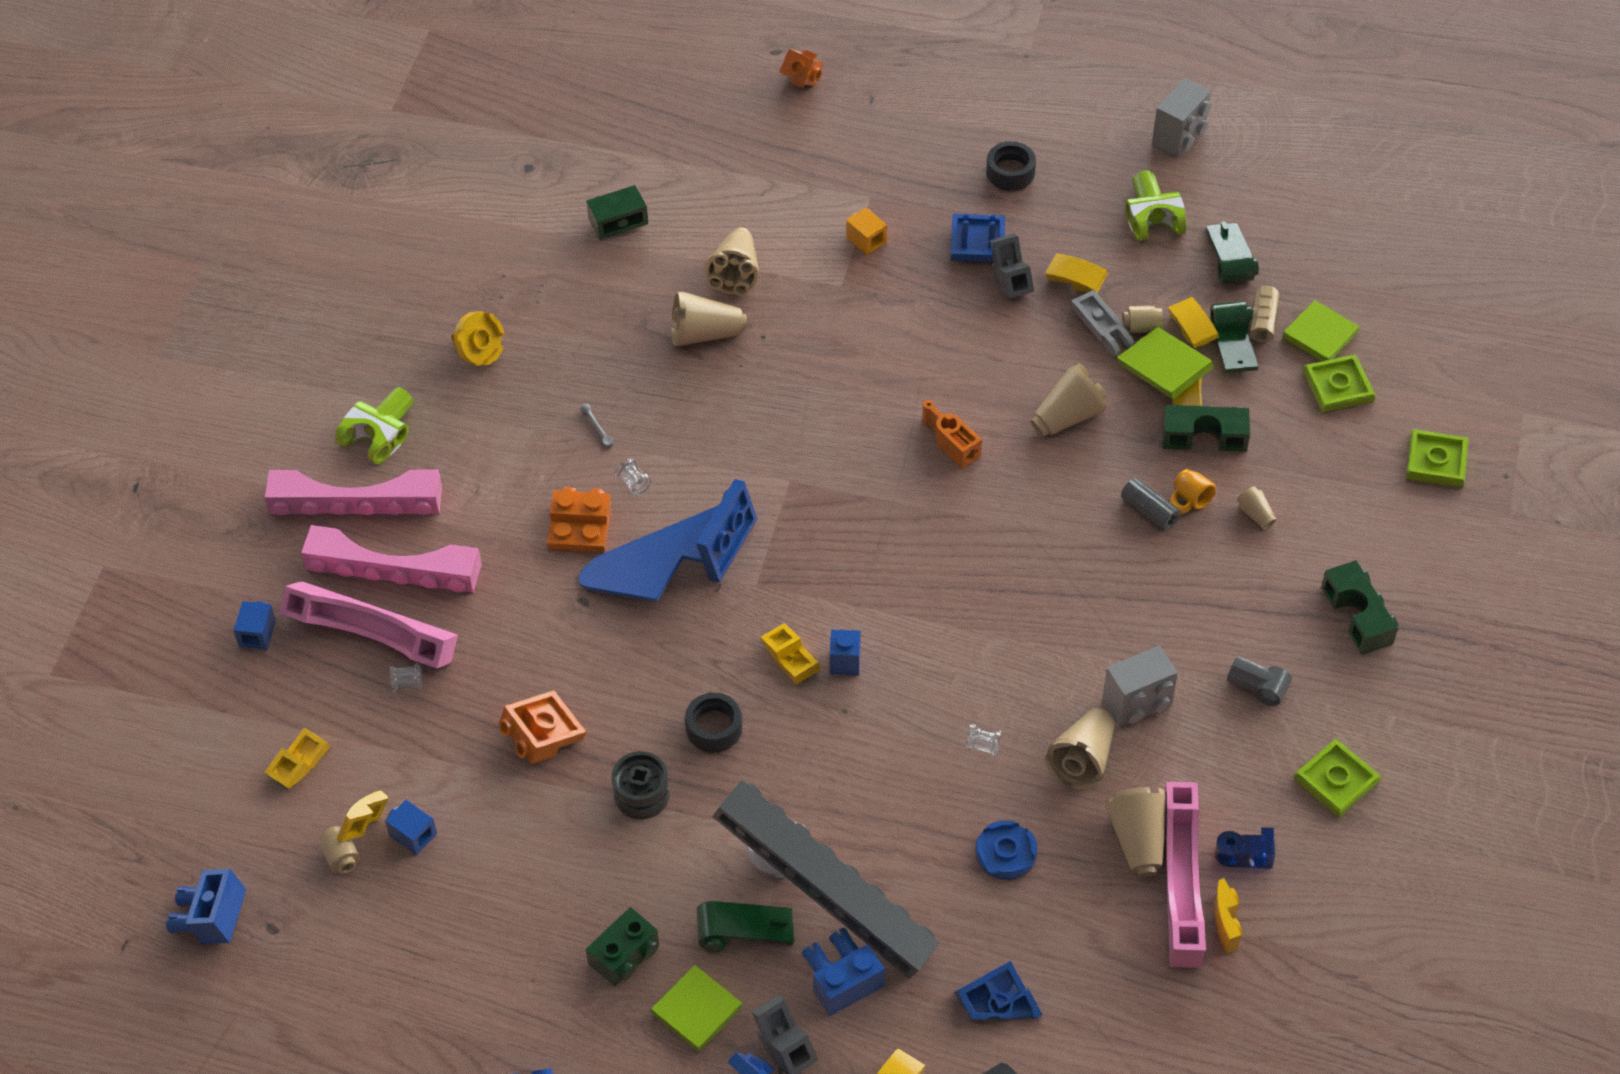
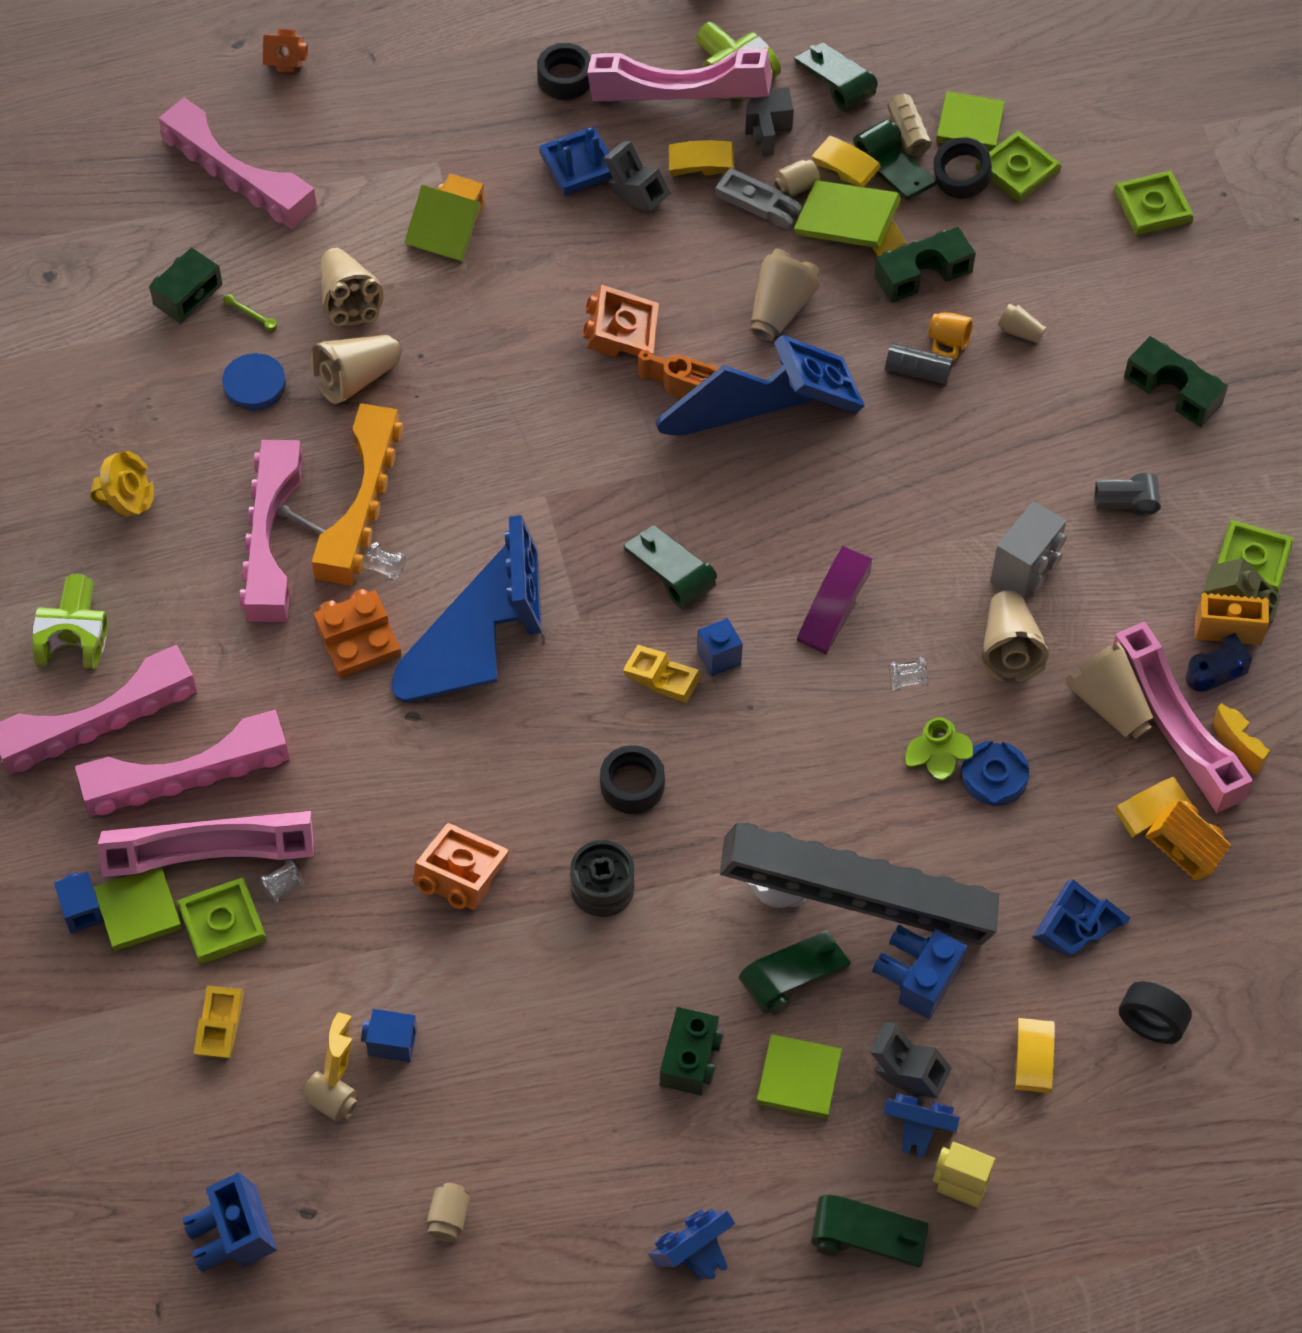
camera: 30 degrees left, 5 degrees up
(294, 649) = (137, 908): none -> lime tile
(347, 686) = (221, 920): none -> lime tile
(367, 977) = (447, 1212): none -> tan brick
(595, 379) = (267, 586): none -> bright pink arch
(606, 451) = (341, 547): none -> light orange arch
(625, 304) = (254, 381): none -> blue tile
(664, 266) = (270, 323): none -> lime hinge
(731, 173) = (278, 193): none -> bright pink arch
(838, 242) = (442, 223): none -> lime tile
(850, 575) = (683, 573): none -> door
(928, 373) = (620, 322): none -> orange plate
(961, 656) = (835, 599): none -> magenta slope
(970, 811) = (939, 753): none -> lime plate
(1040, 471) = (736, 395): none -> blue piece
(1049, 187) = (621, 78): none -> bright pink arch
(1116, 935) = (1145, 807): none -> yellow slope
(1127, 973) = (1188, 839): none -> light orange brick
(1151, 259) = (769, 115): none -> dark grey brick
(1273, 810) = (1224, 615): none -> light orange brick
(1291, 381) = (961, 147): none -> black tyre
(1306, 799) = (1240, 579): none -> olive slope

